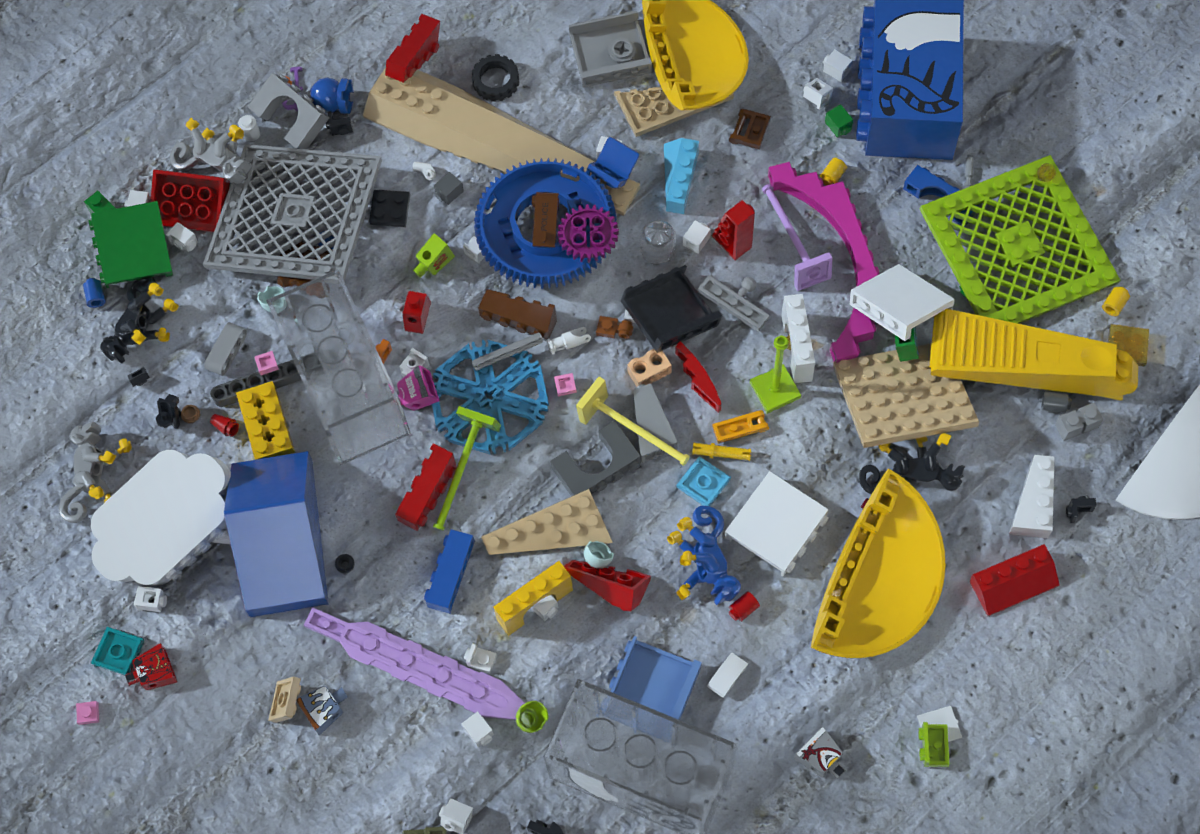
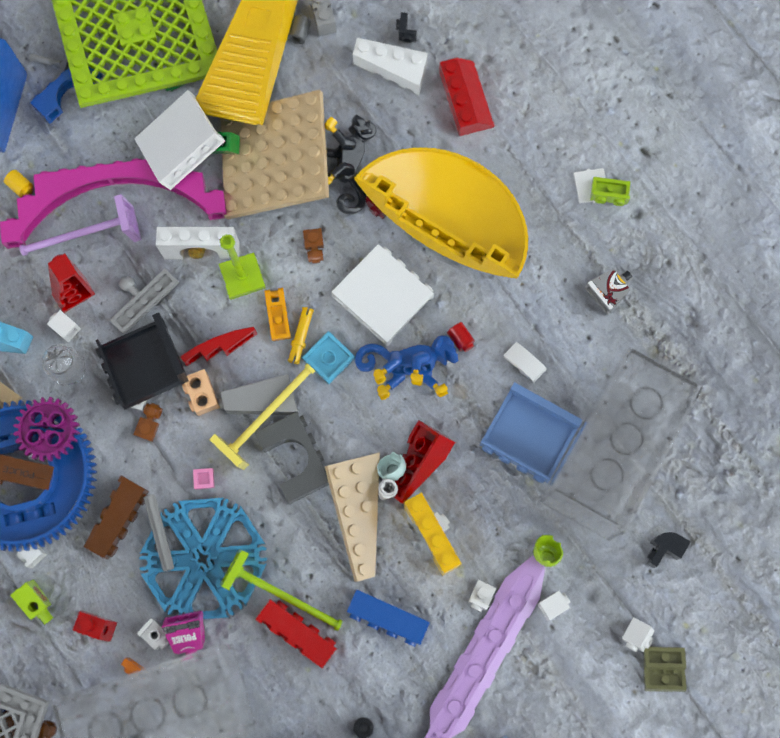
camera: 85 degrees left, 10 degrees up
(568, 340) = (155, 471): white piece -> none
(577, 548) = (388, 486): none -> white cone
(823, 449) = (313, 241): none -> dark orange plate

